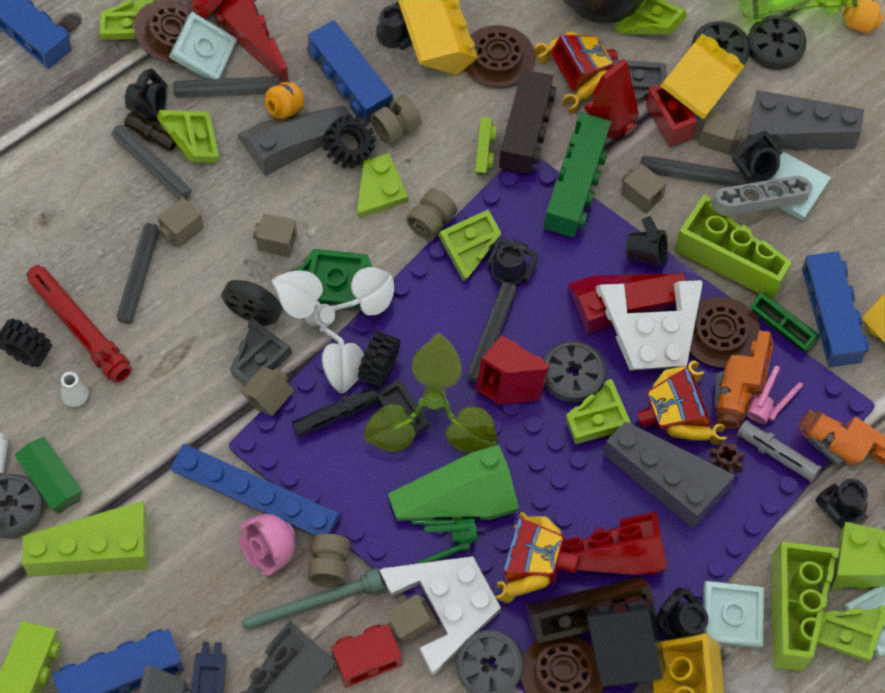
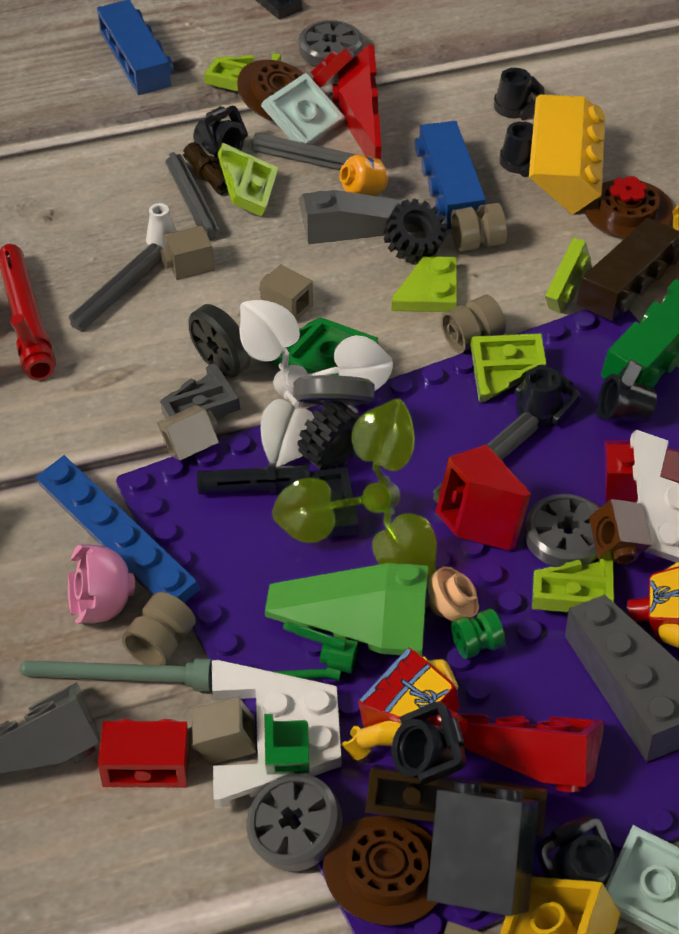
camera: 25 degrees right, 15 degrees down
(147, 208) = (159, 224): none -> white cone
(368, 324) = (329, 388): none -> dark grey wheel
(465, 617) = (286, 746): none -> green panel
(495, 44) = (628, 189): none -> red plant
(521, 457) = (452, 594): none -> light nougat plate
(550, 479) = (478, 633): none -> green wheel
(566, 588) = (426, 749): none -> black piece
(570, 245) = (625, 398): none -> black piece
(614, 364) = (620, 531): none -> reddish brown brick

